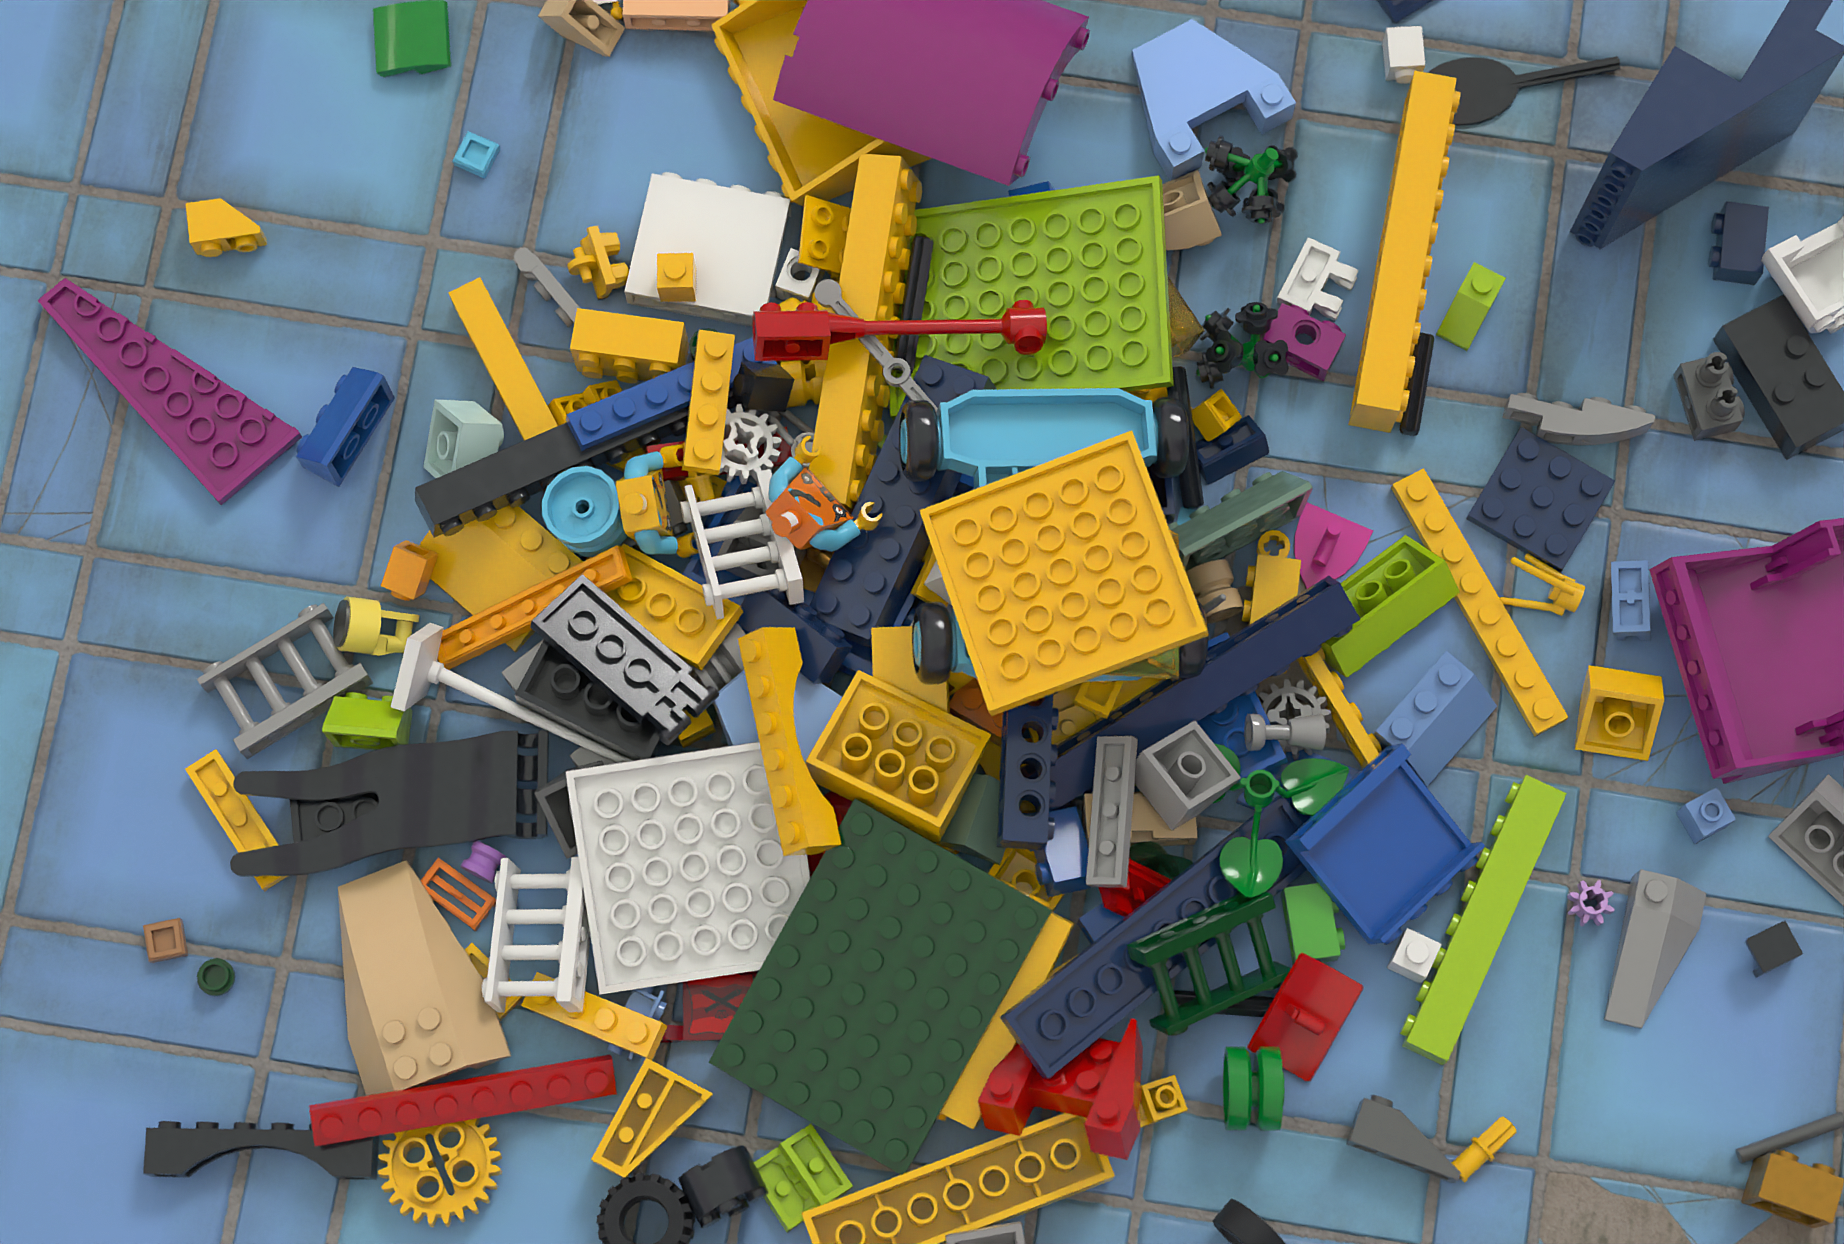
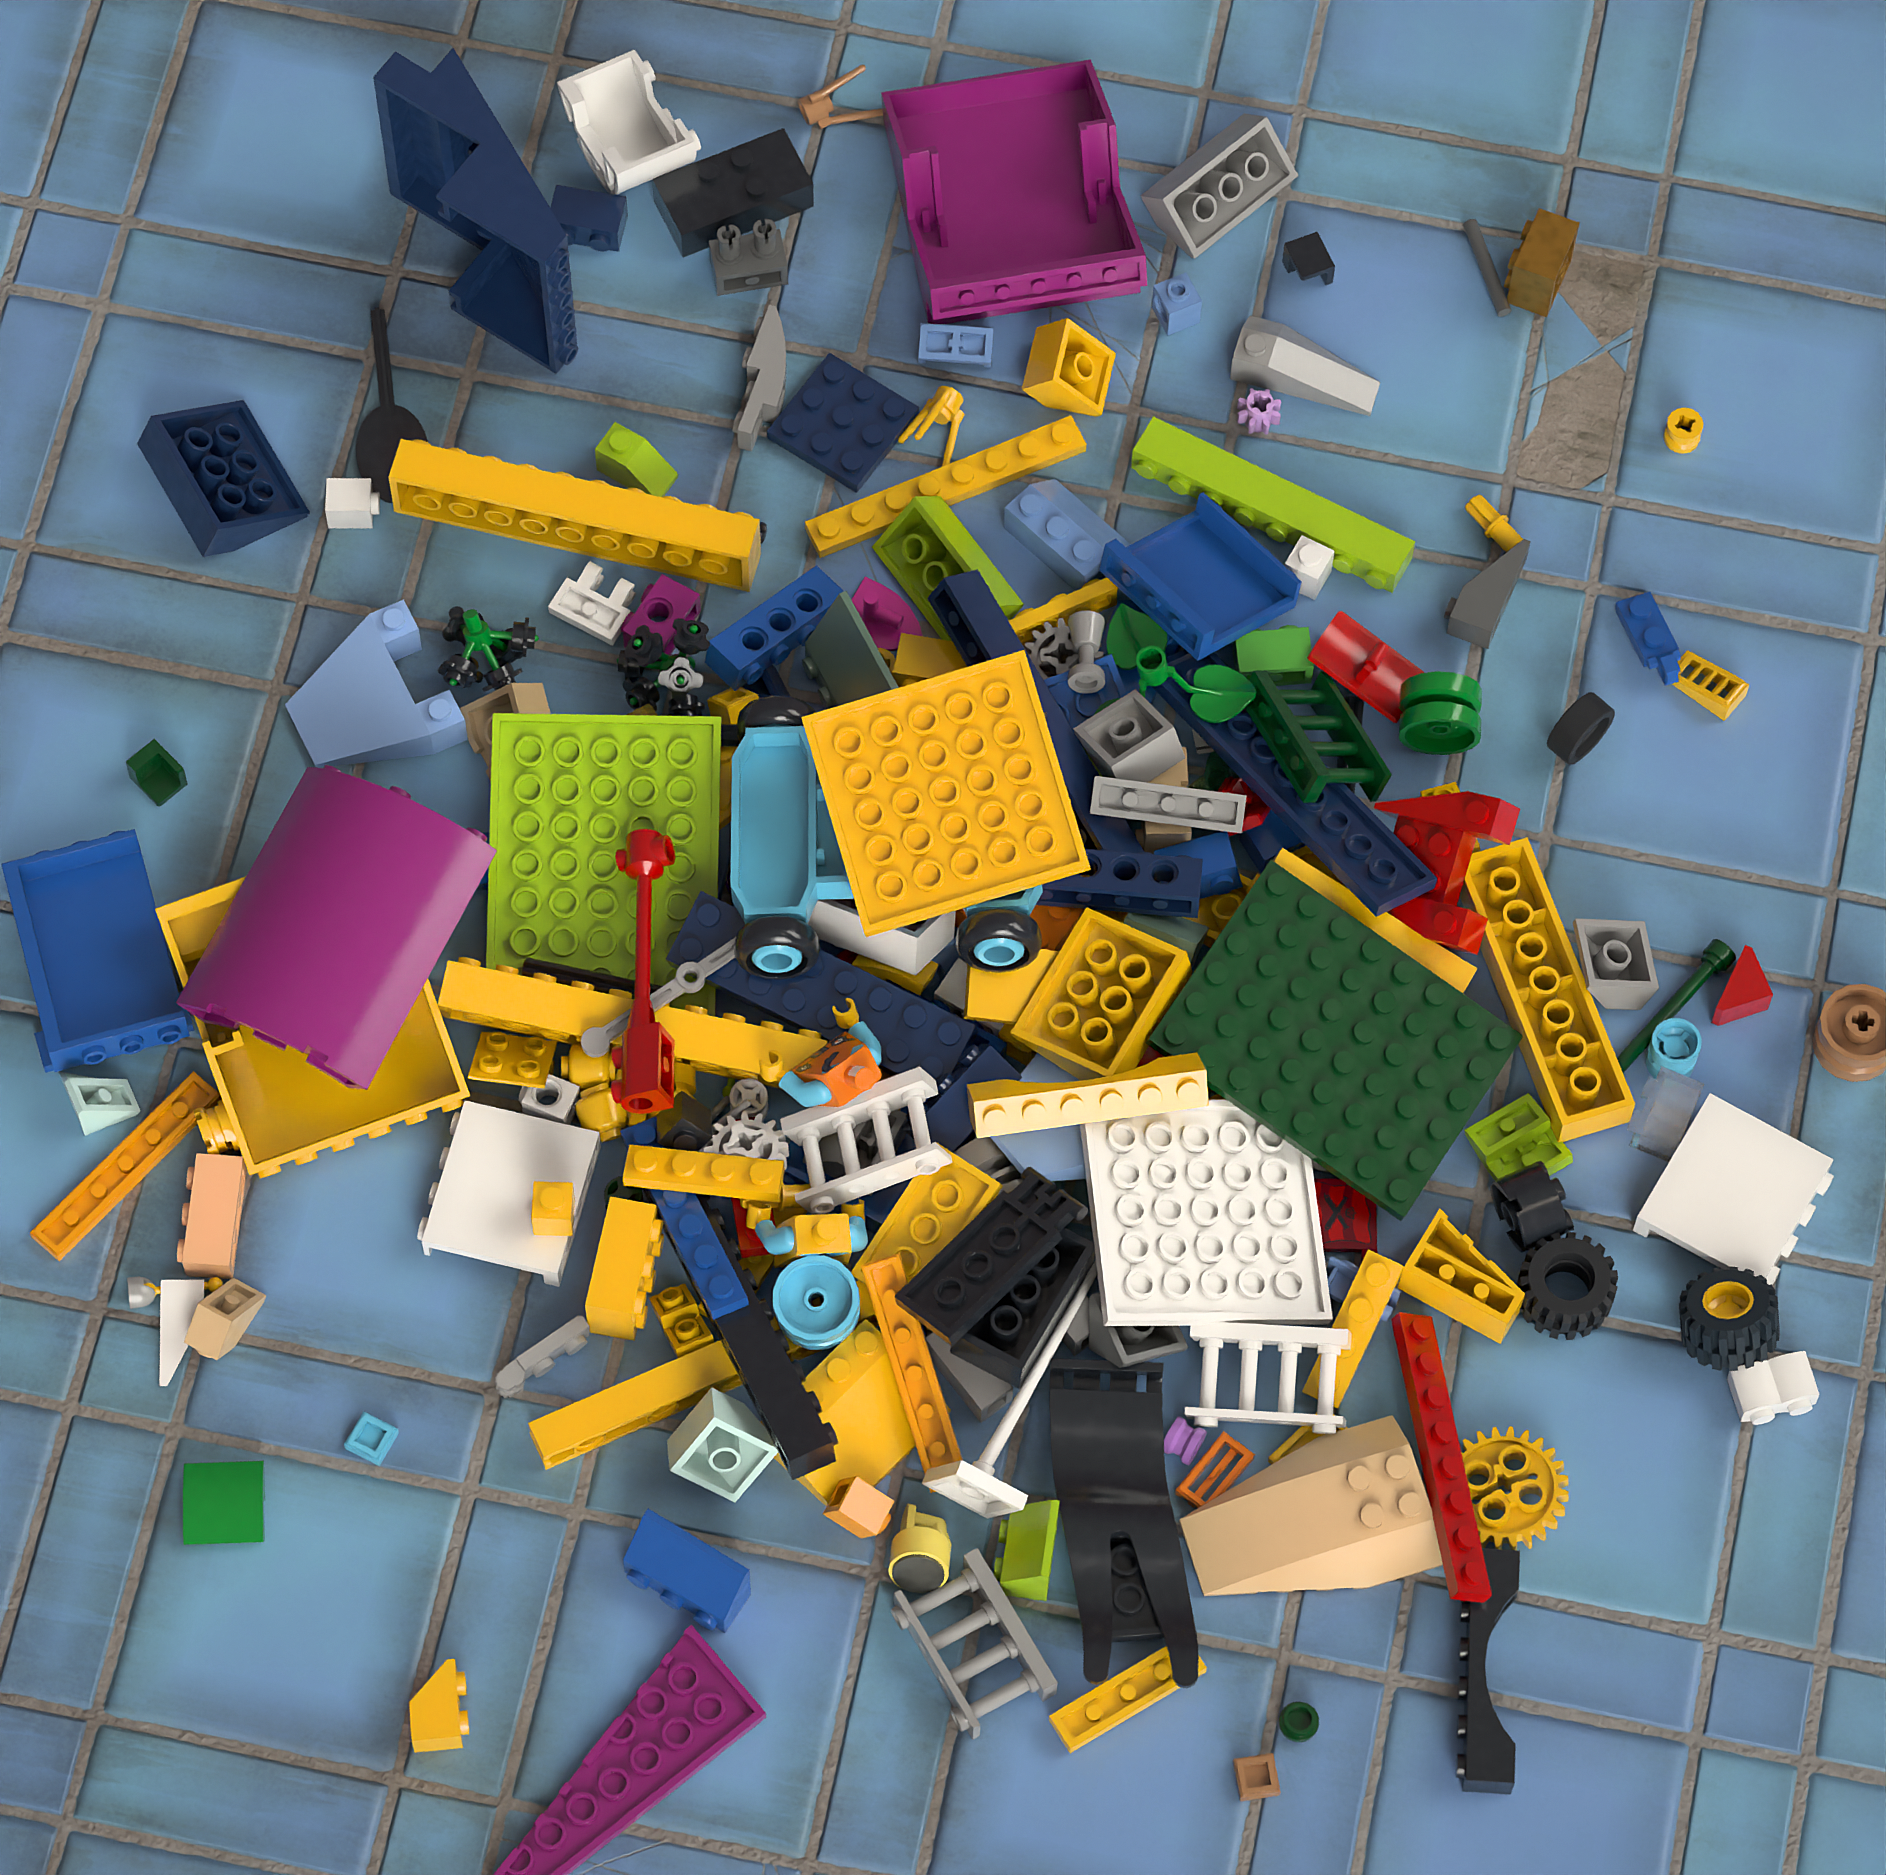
camera: 90 degrees left, 10 degrees down
(593, 263) = (514, 1307): yellow hips -> none
(1292, 422) = (730, 650): none -> blue brick

